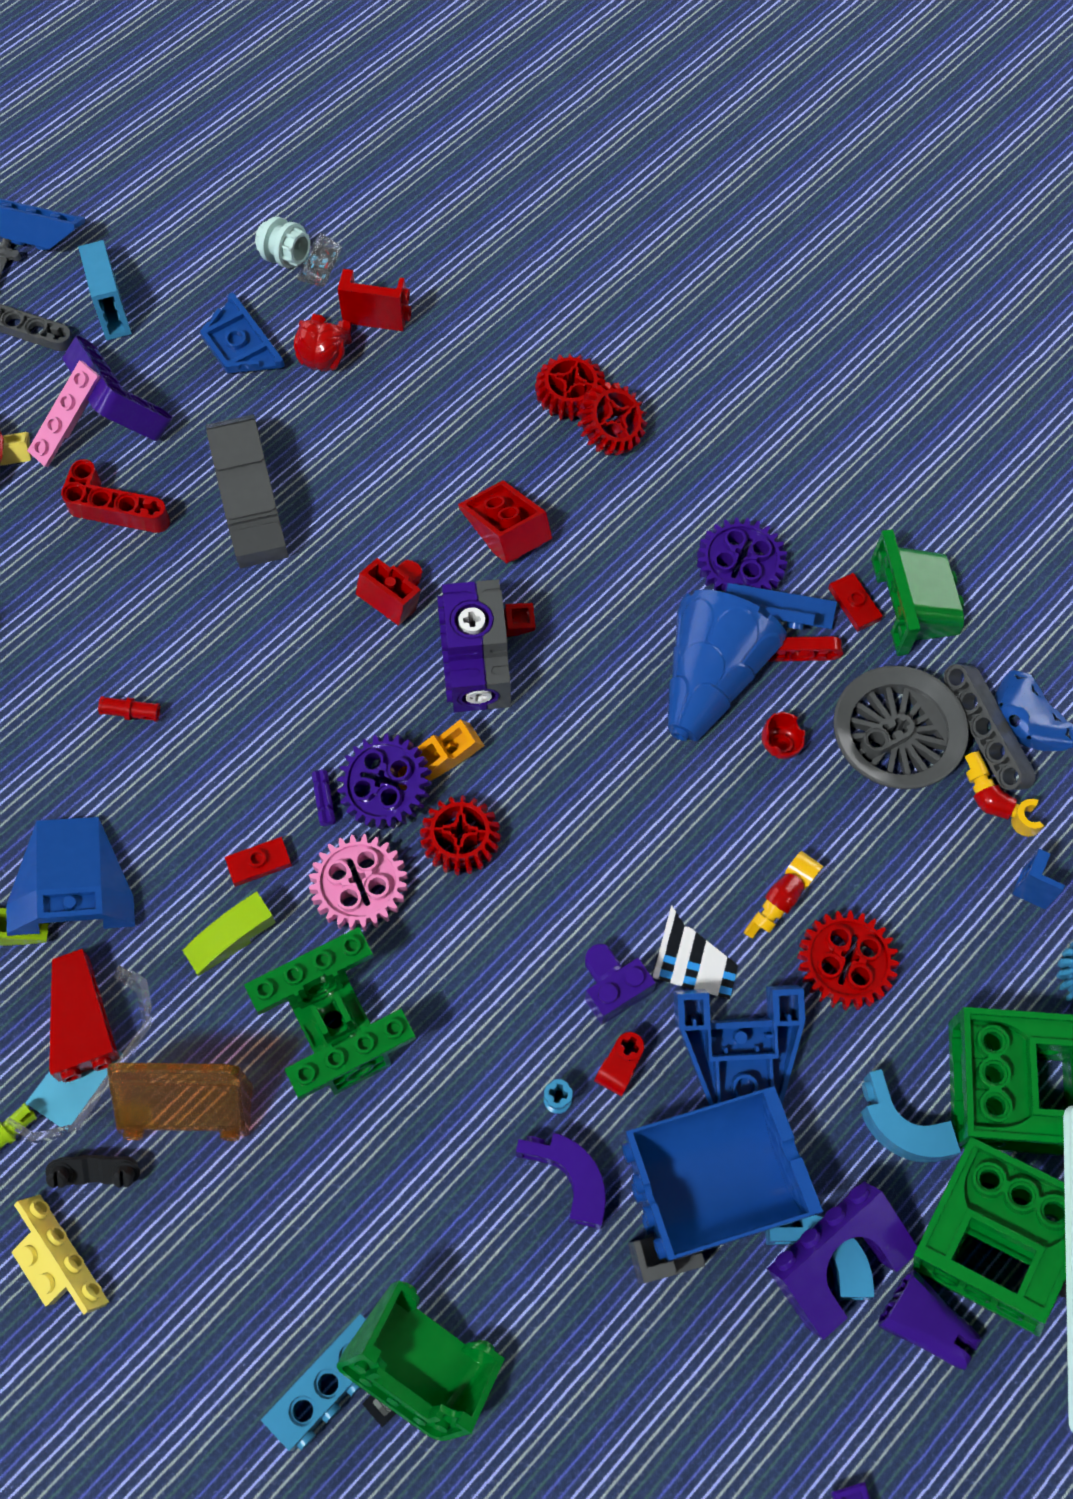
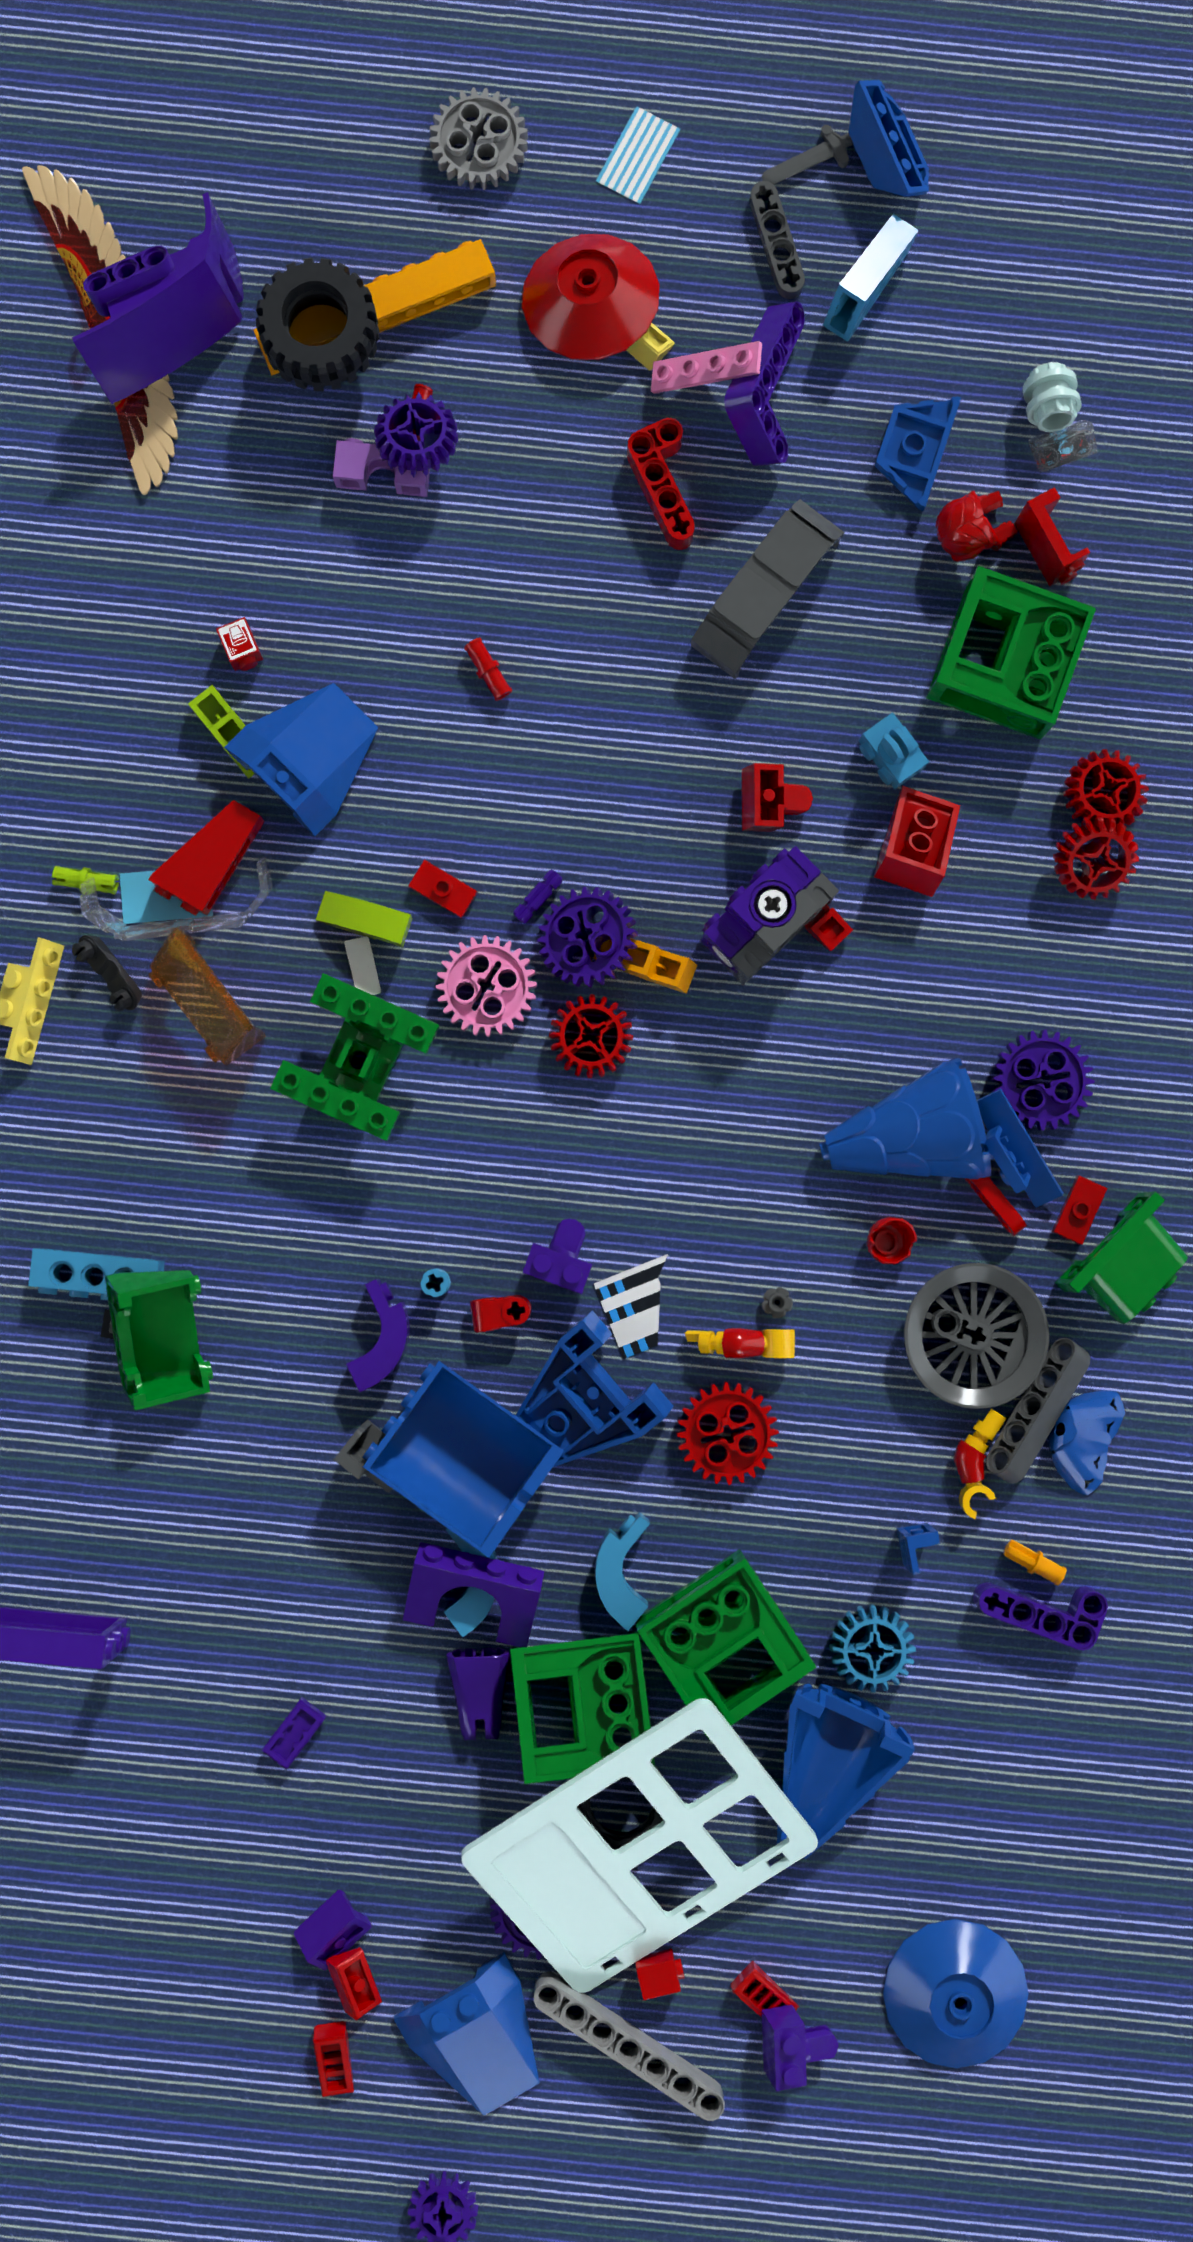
camera: 45 degrees right, 20 degrees up
(255, 961) = (362, 965): none -> white sticker
(429, 490) = (893, 751): none -> dark azure brick
(444, 360) = (1032, 662): none -> green piece
(770, 858) = (785, 1302): none -> dark grey plate

